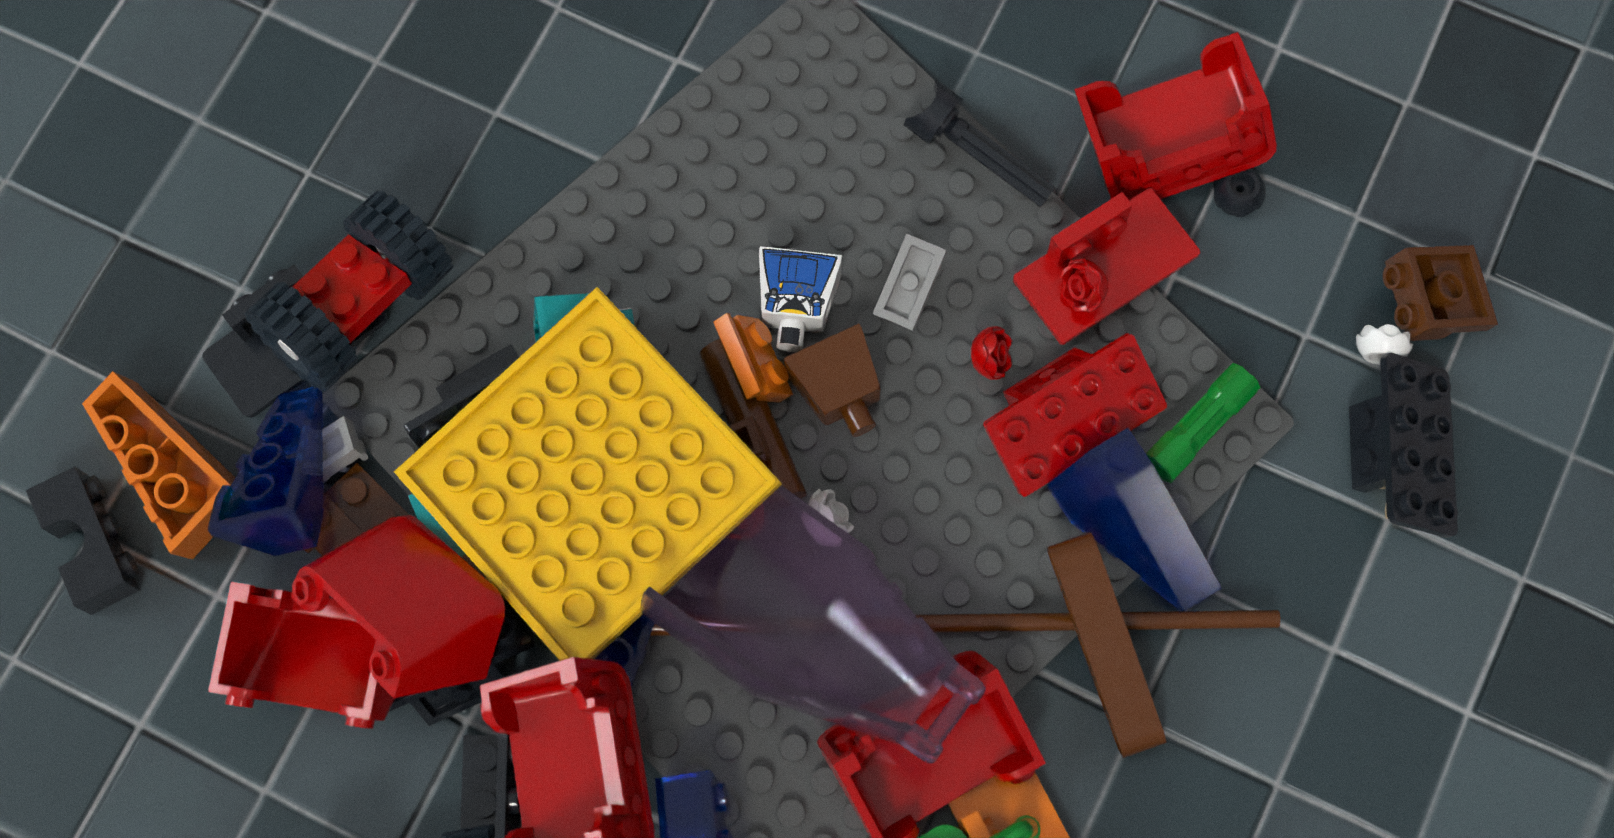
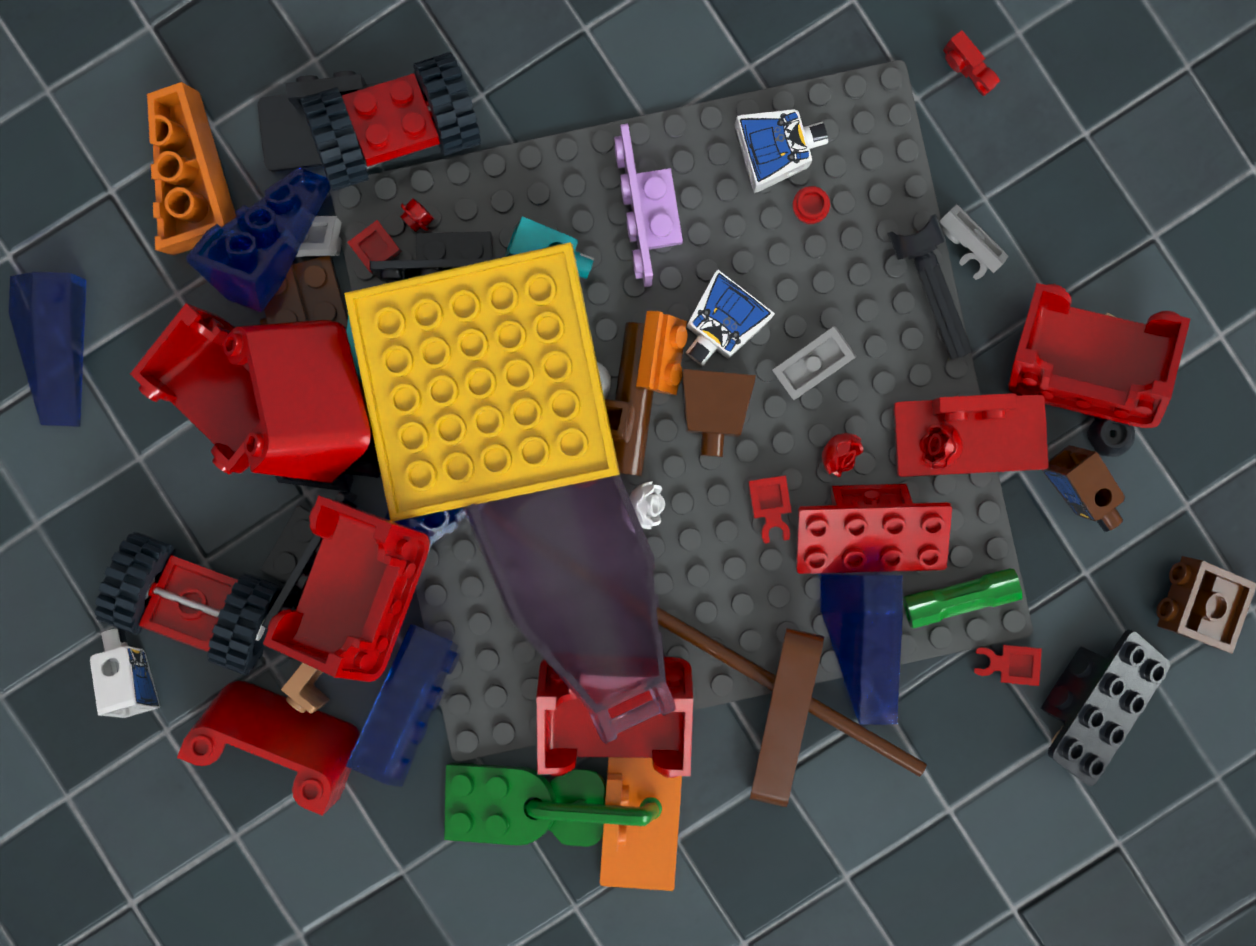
camera: 25 degrees right, 15 degrees up
(97, 714) = (49, 332): none -> clear blue wedge
(101, 570) = (104, 227): black arch -> none
(390, 422) = (374, 245): none -> red plate
(426, 370) = (416, 215): none -> red plate
(657, 228) = (653, 205): none -> lavender bracket
(746, 108) = (776, 145): none -> torso
(814, 144) = (811, 205): none -> red plate
(952, 440) = (769, 500): none -> red plate
(972, 87) = (964, 230): none -> light grey plate
(1248, 247) = (1086, 485): none -> reddish brown torso
(1298, 458) = (1016, 664): none -> red plate
(1387, 339) = (1136, 618): white plate -> none

